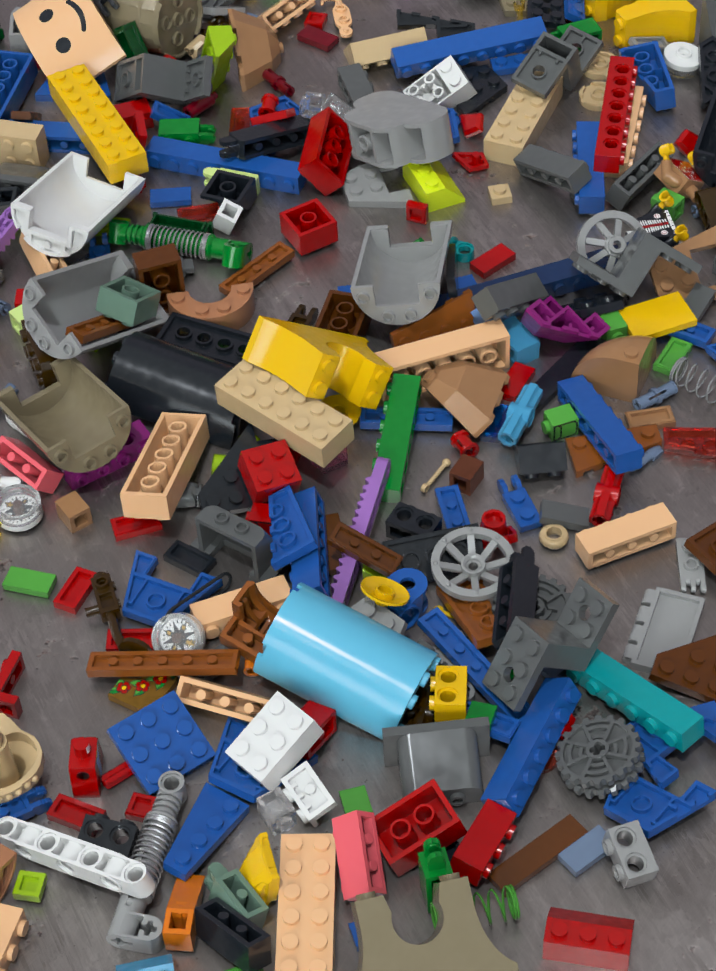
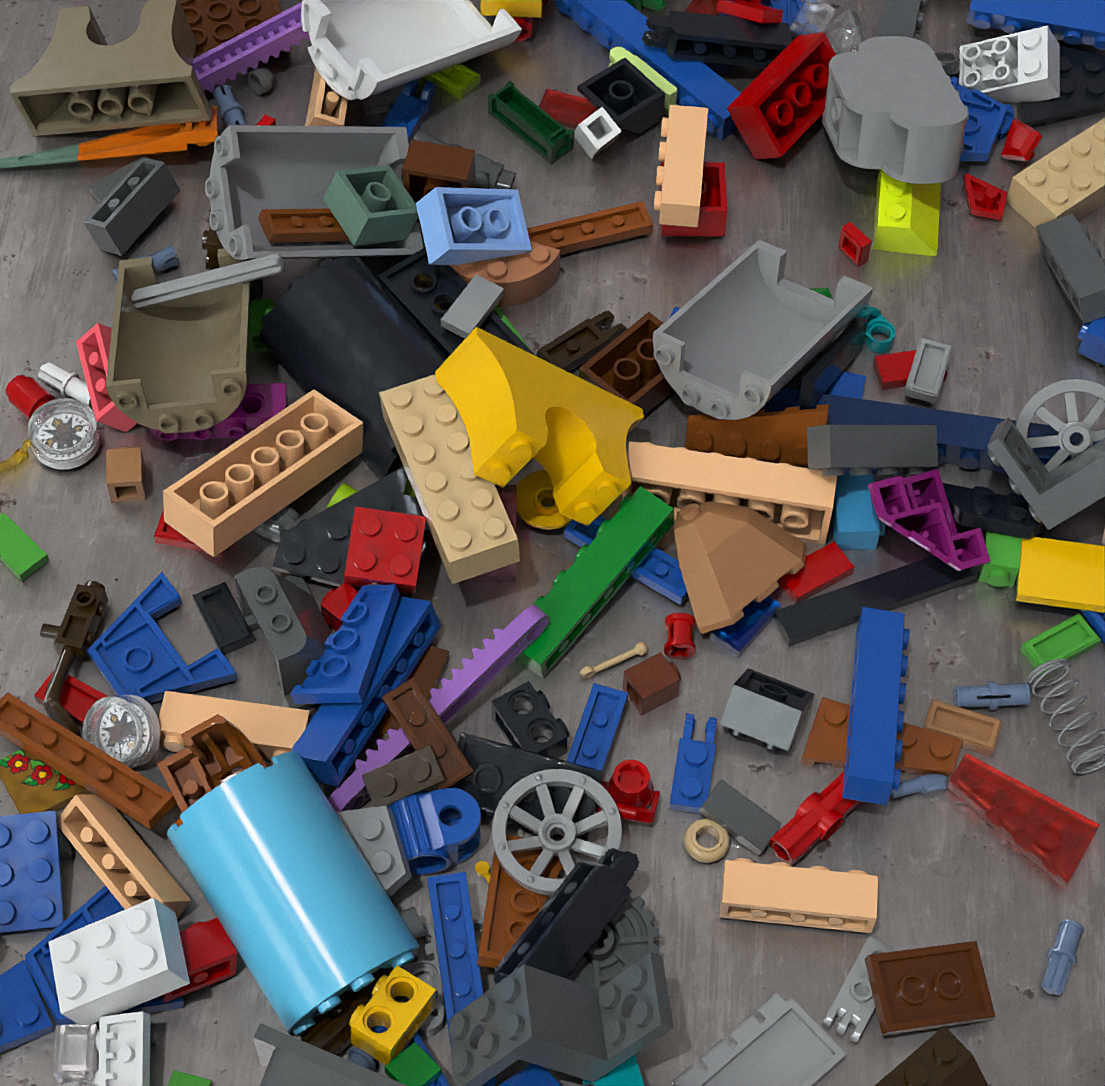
camera: 25 degrees right, 10 degrees up
(59, 379) = (208, 281): none -> light grey axle
(74, 591) = (56, 588): red tile -> none
(170, 197) = (552, 66): blue tile -> none
(196, 286) = (472, 225): none -> light blue slope
(202, 588) = (197, 676): black piece -> none
(224, 331) = (472, 306): none -> light grey tile
(231, 252) = (569, 190): green piece -> none
(296, 207) = (682, 166): none -> light nougat brick
(366, 189) = (813, 177): light grey wing -> none
(372, 566) = (404, 777): none -> dark brown plate
(384, 591) = (403, 815): yellow dish -> none
(499, 194) = (988, 269): tan plate -> none
(505, 255) = (928, 370): none -> light grey tile
(520, 414) = (780, 630): dark azure piece -> none
(560, 422) = (829, 669): bright green brick -> none
(619, 366) = (966, 626): medium nougat brick -> none

